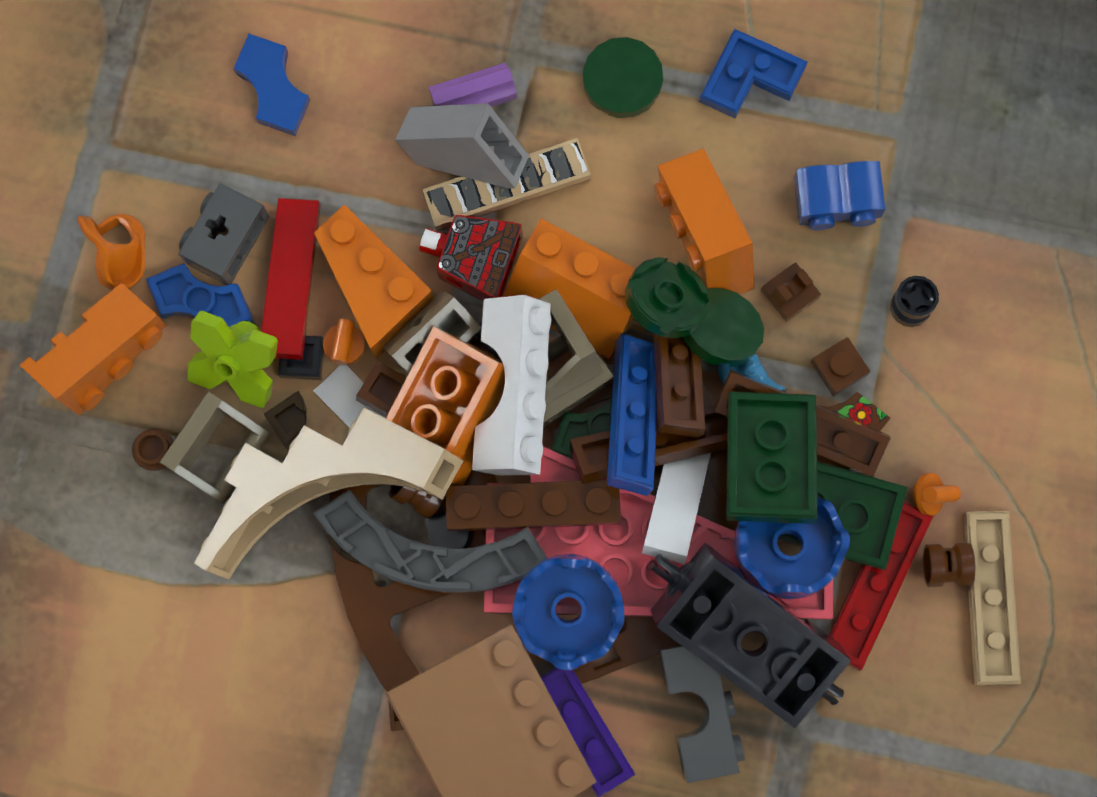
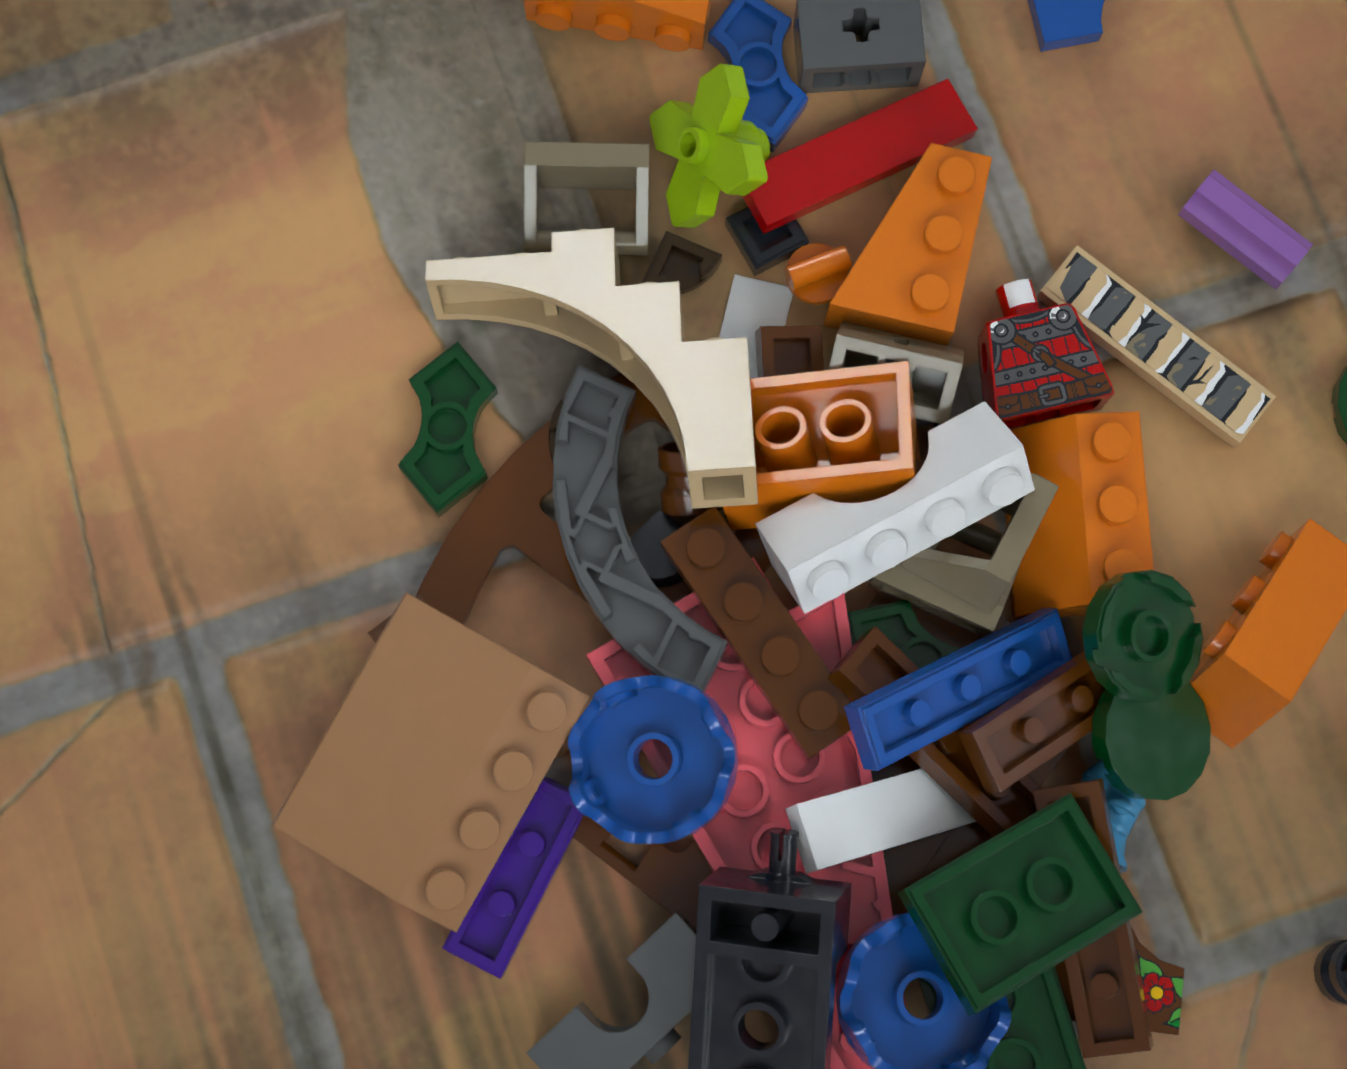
camera: 50 degrees right, 0 degrees up
(150, 449) = (537, 122): reddish brown plate -> none
(315, 625) = (444, 455): none -> dark green tile
(463, 142) = (1172, 256): light grey slope -> none
(791, 291) = (1259, 799): reddish brown tile -> none
(840, 366) = (1203, 925): reddish brown plate -> none

